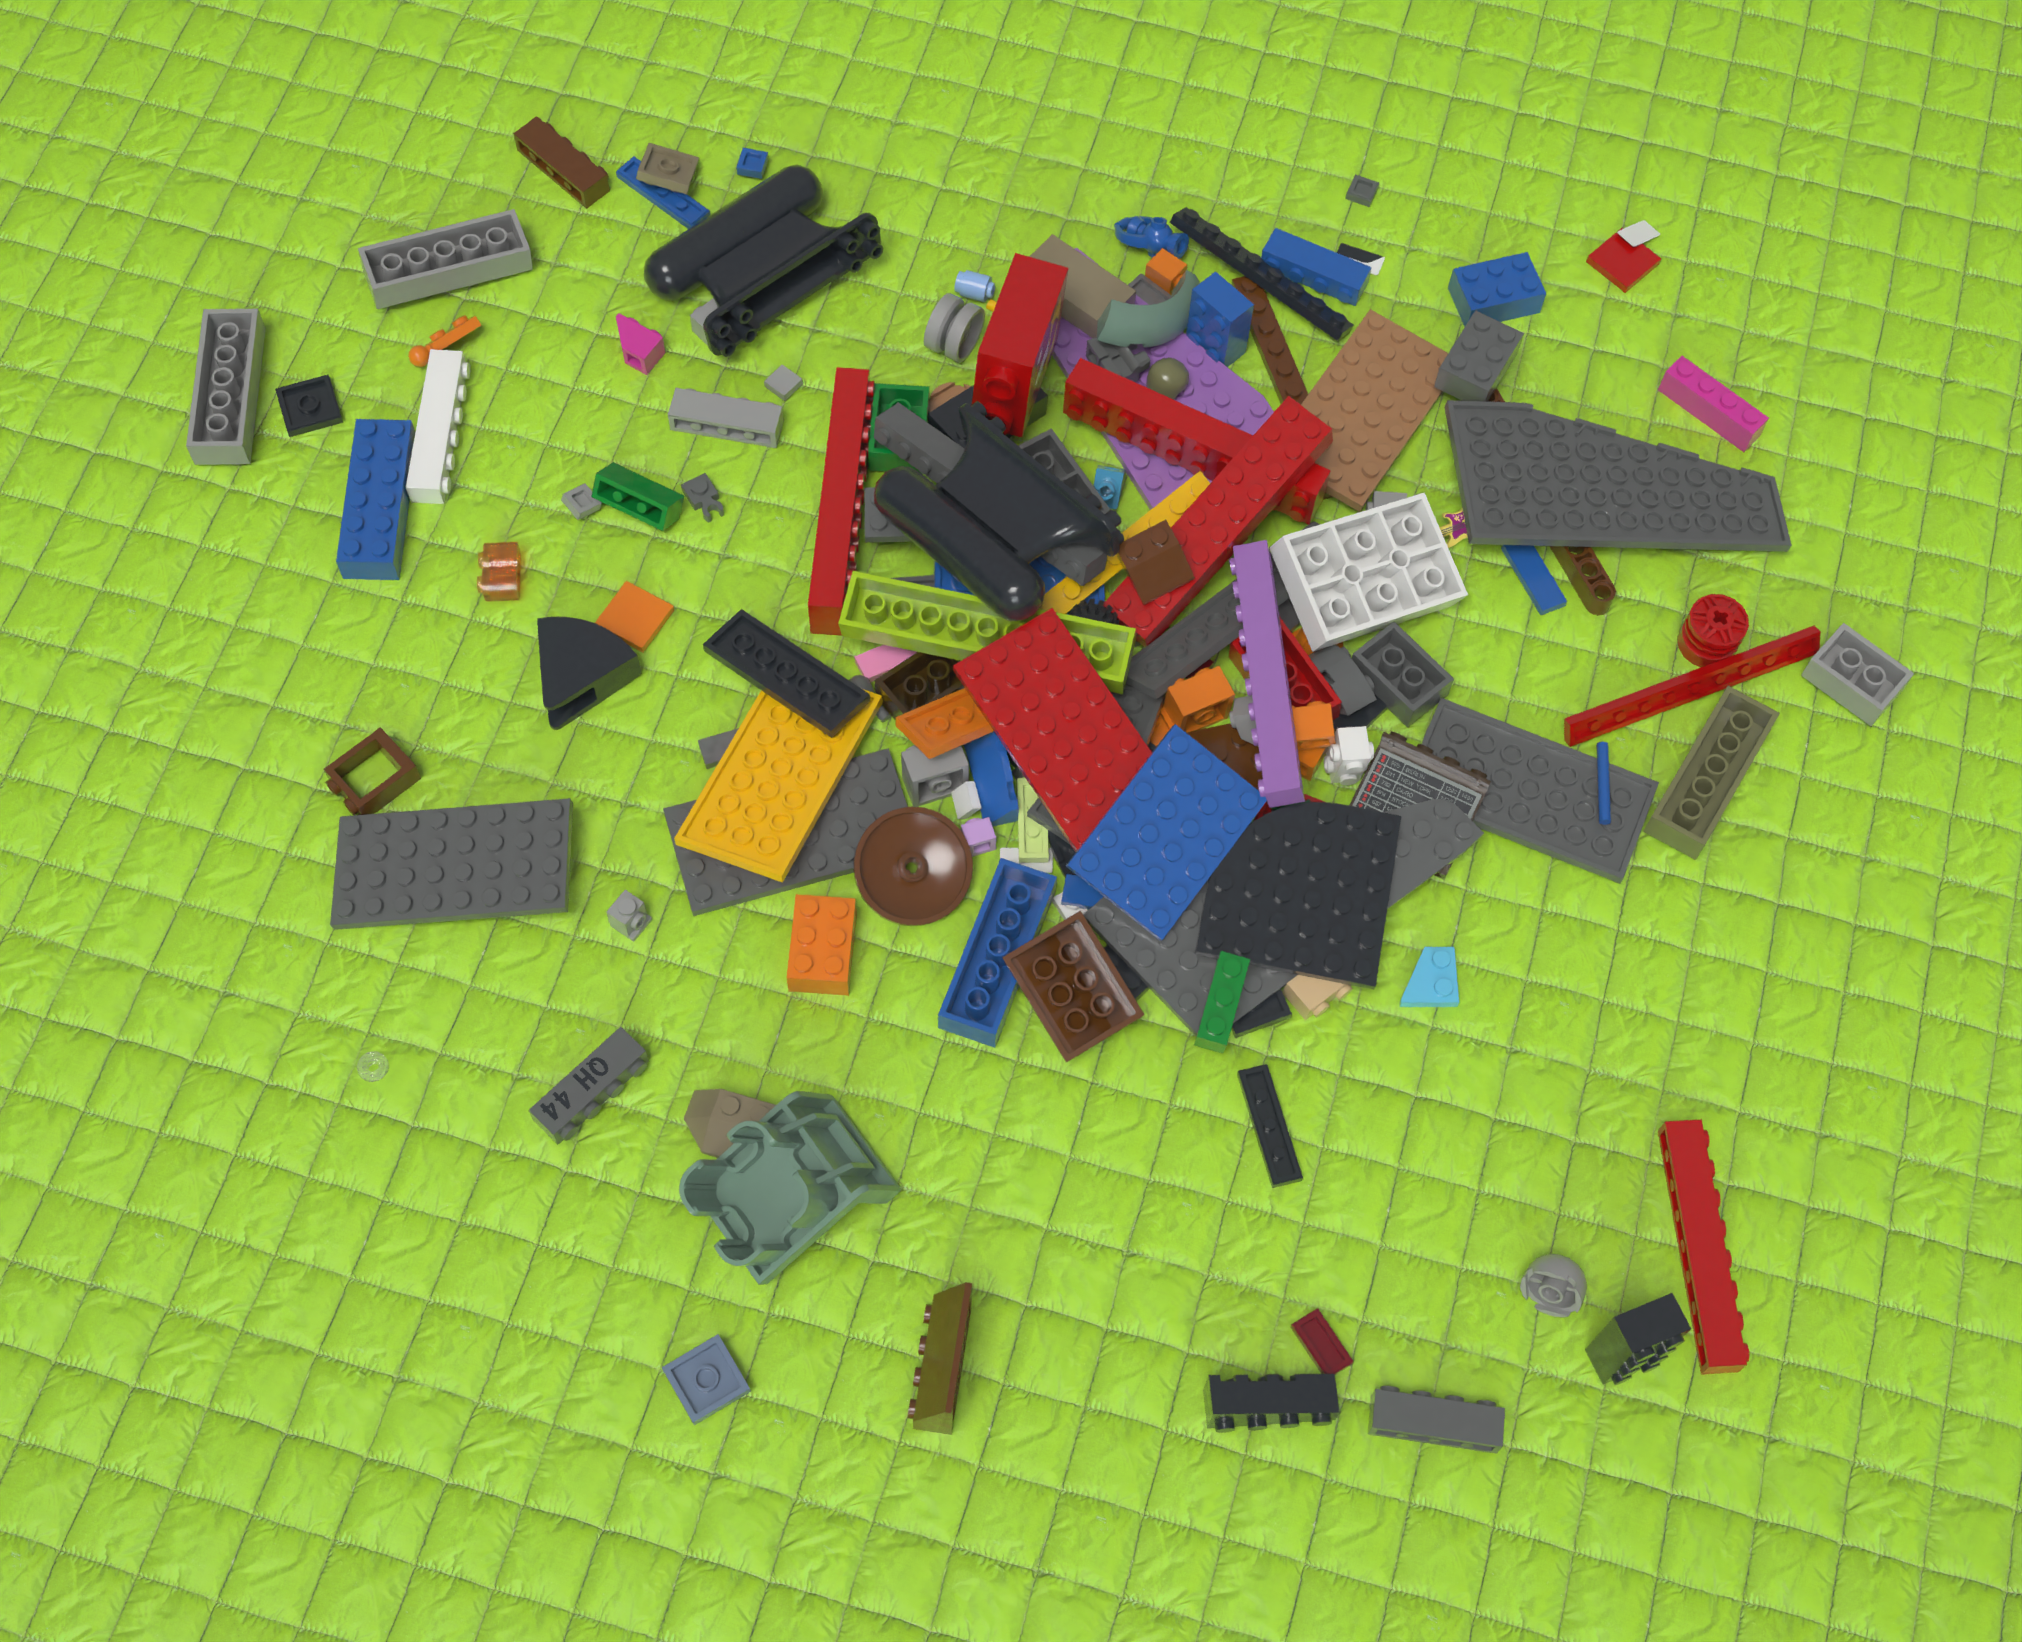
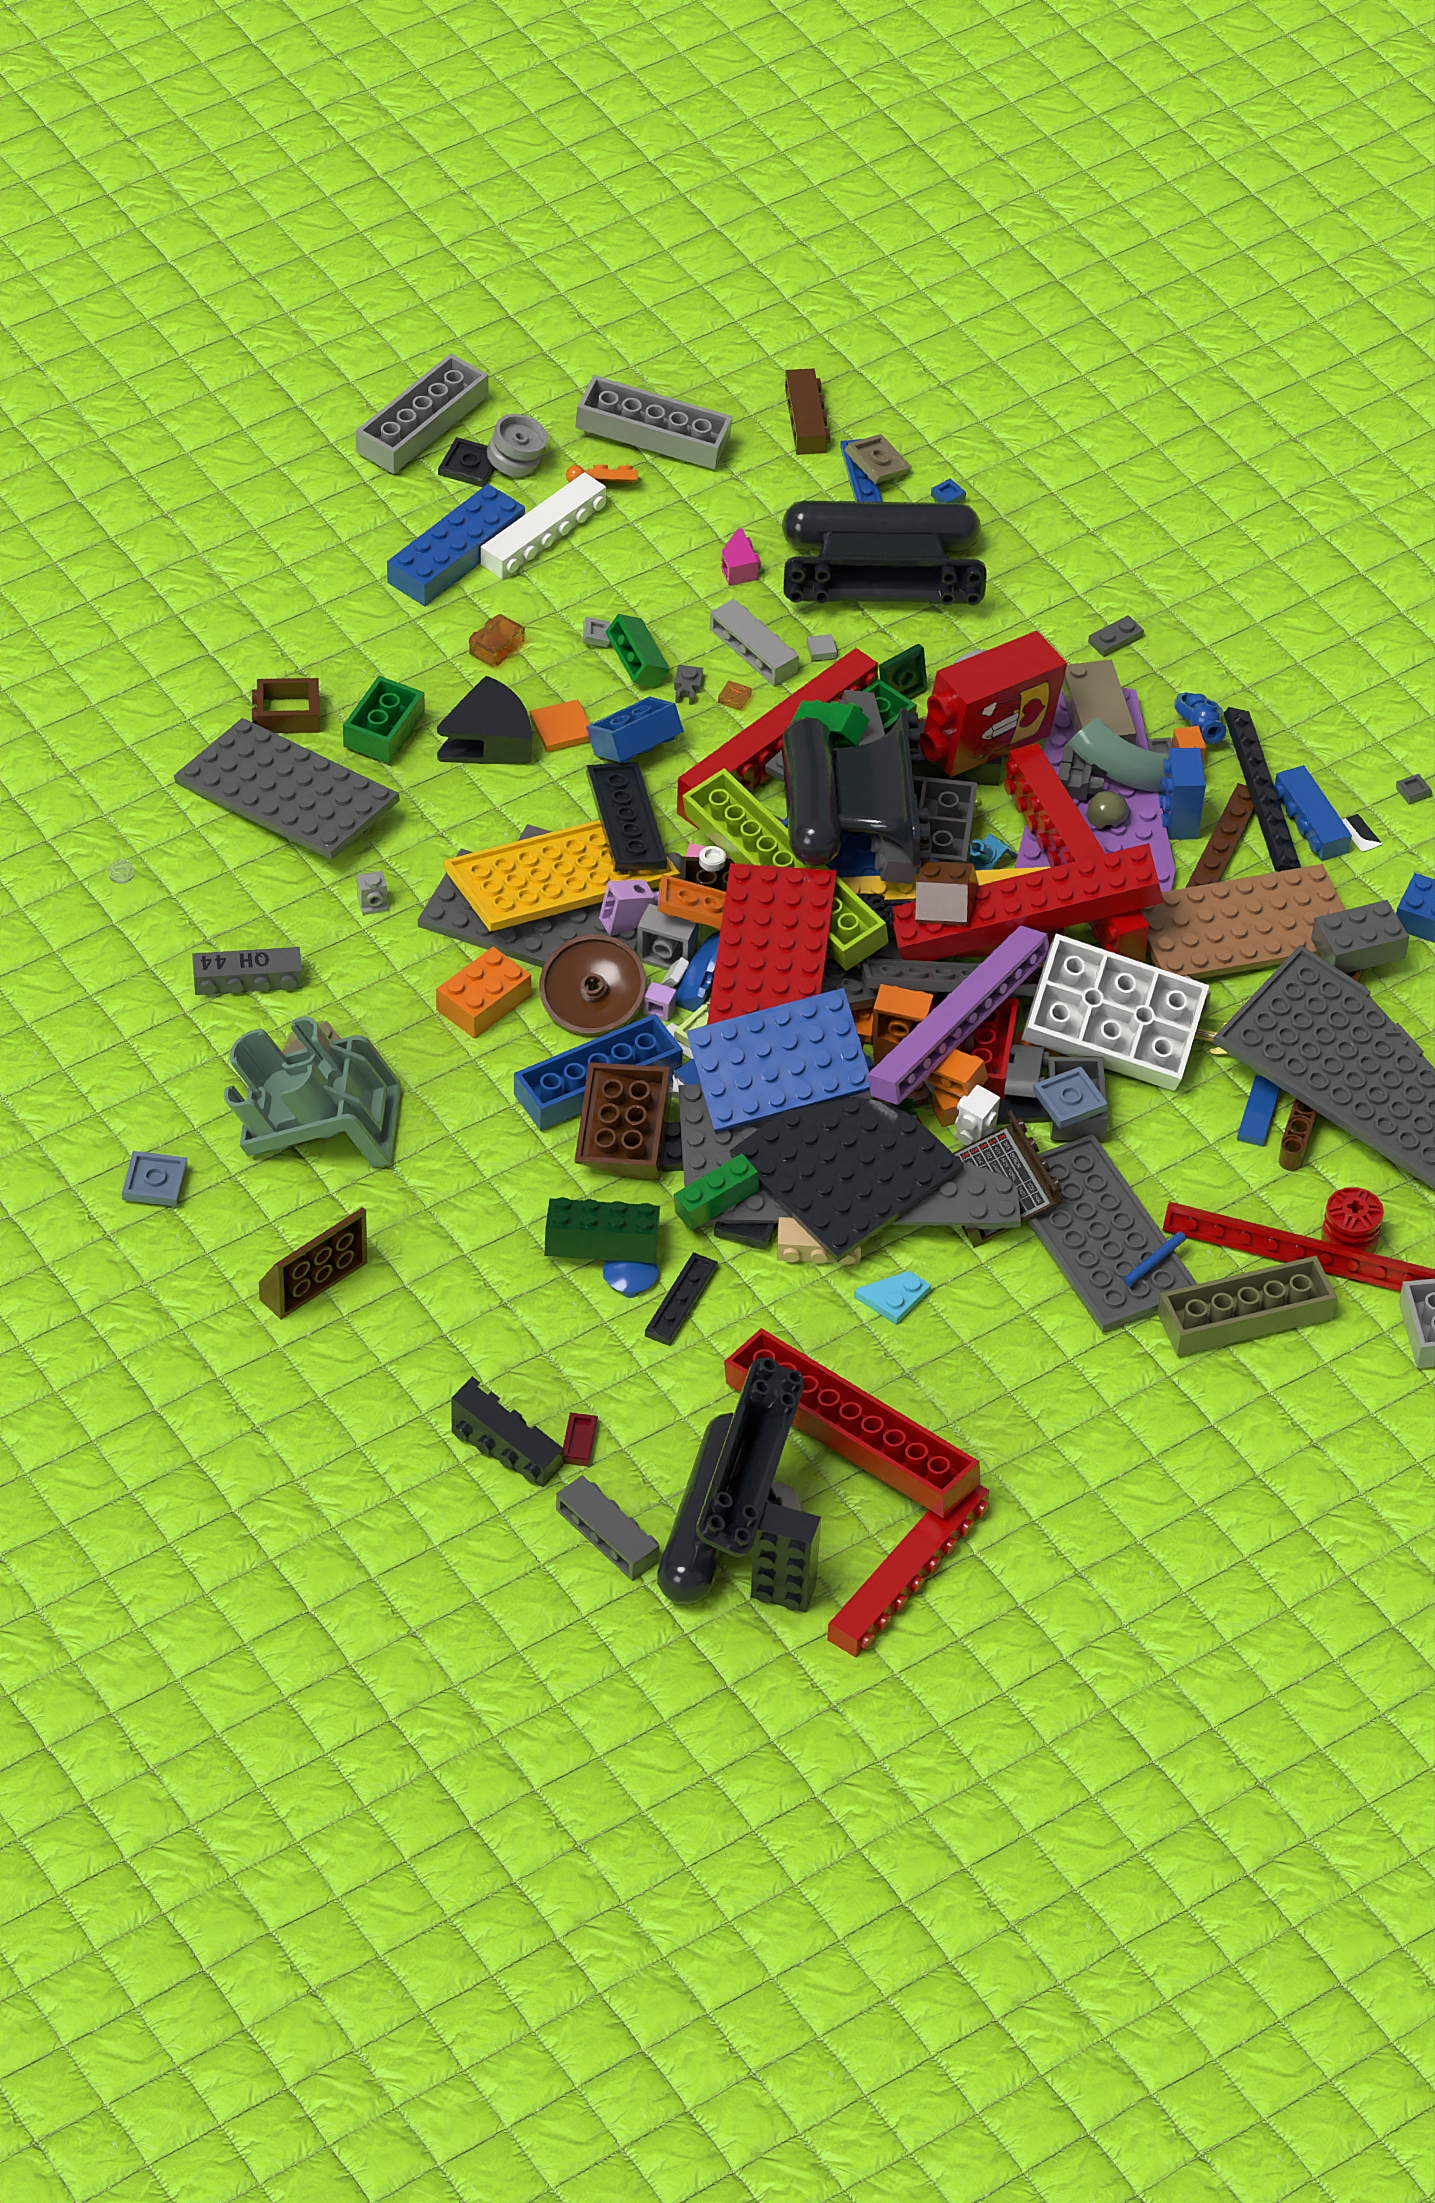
camera: 40 degrees right, 15 degrees down
(344, 361) = (517, 445): none -> light grey wheel
(477, 726) = (383, 719): none -> green brick
(712, 578) = (635, 729): none -> blue brick
(754, 480) = (734, 695): none -> clear orange tile
(878, 754) = (625, 905): none -> lavender torso
(888, 359) = (906, 671): none -> dark green tile
(906, 663) = (712, 858): none -> white tile
(916, 451) = (843, 720): none -> green brick
(1008, 207) = (1116, 636): none -> dark grey plate
(1154, 1115) = (602, 1230): none -> dark green brick
(1204, 1133) = (630, 1276): none -> blue dish
(1414, 682) = (1070, 1097): none -> sand blue plate
(1538, 1310) = (730, 1482): none -> black piece
(1544, 1146) = (866, 1428): none -> red brick

